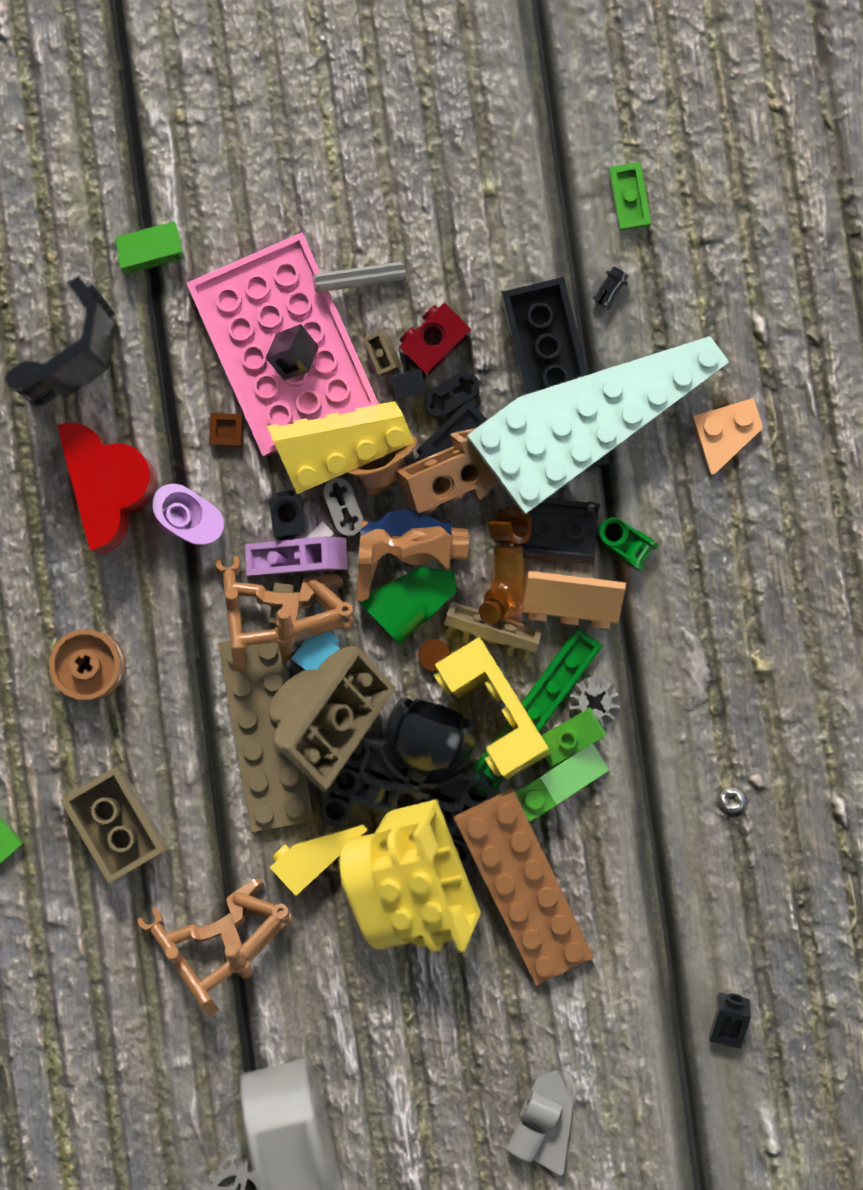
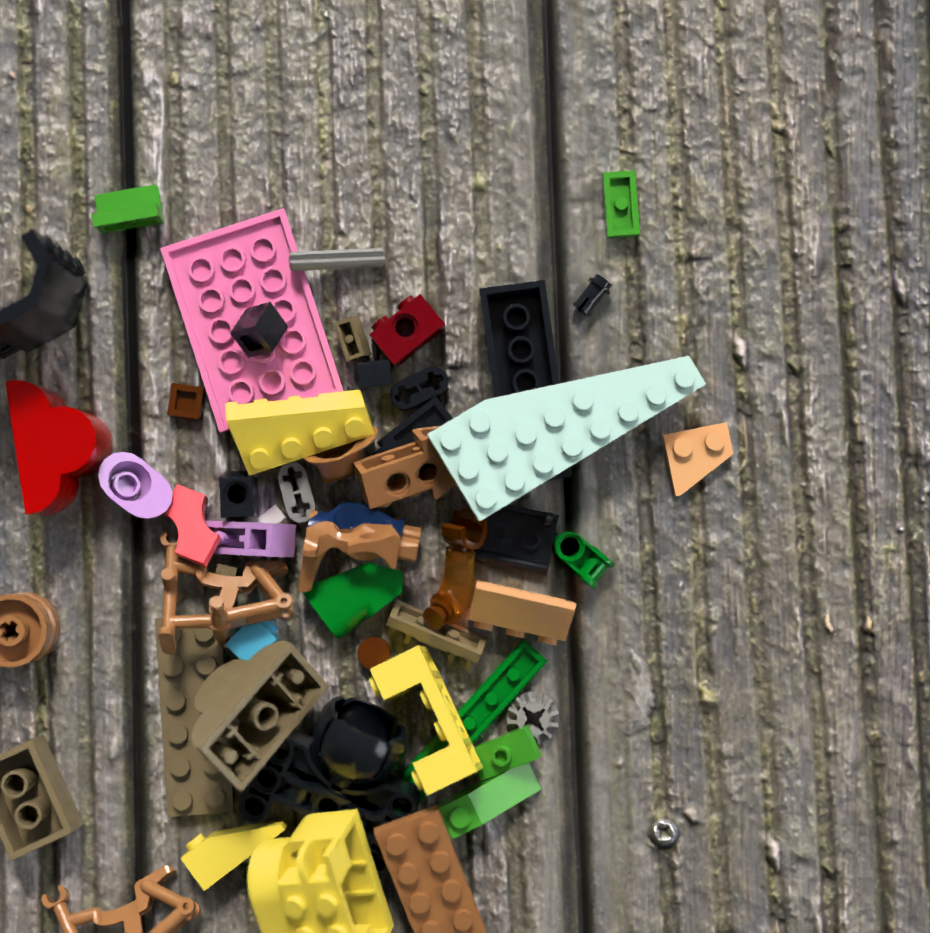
camera: 10 degrees right, 0 degrees up
(251, 560) = (195, 539): none -> coral tile

